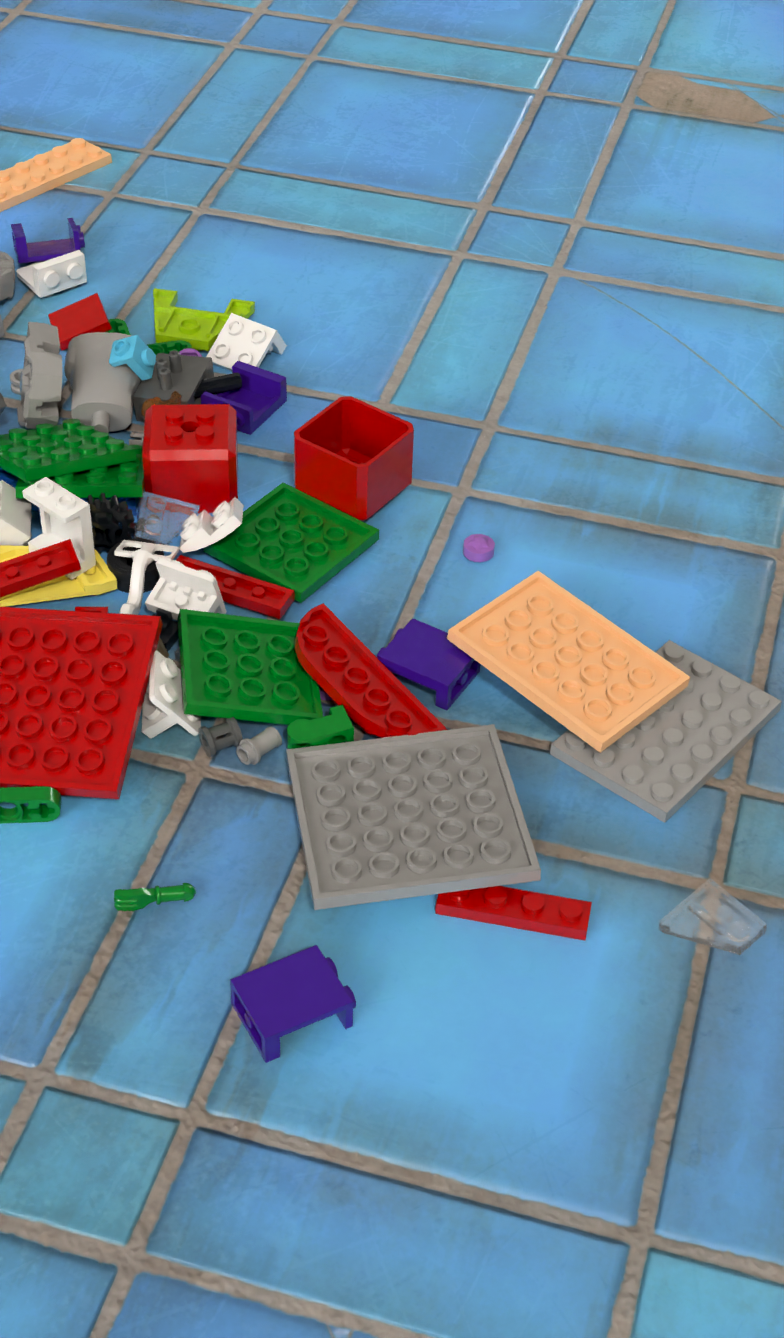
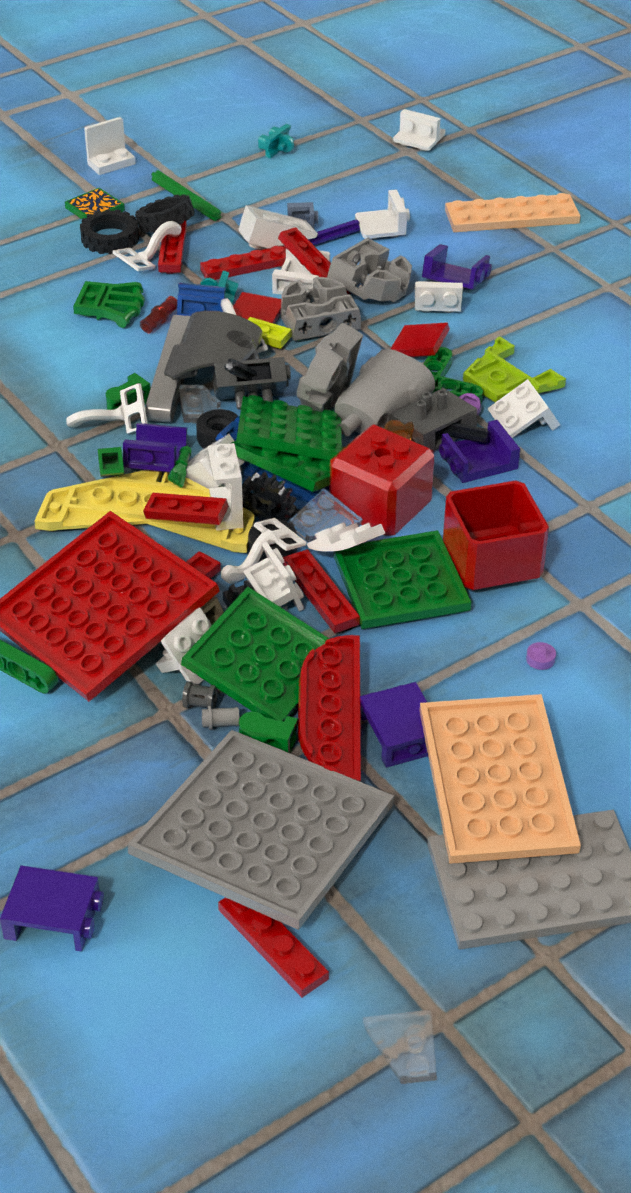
camera: 40 degrees right, 0 degrees up
(134, 354) = (407, 381): medium azure bracket -> none
(139, 898) = (39, 778): green piece -> none

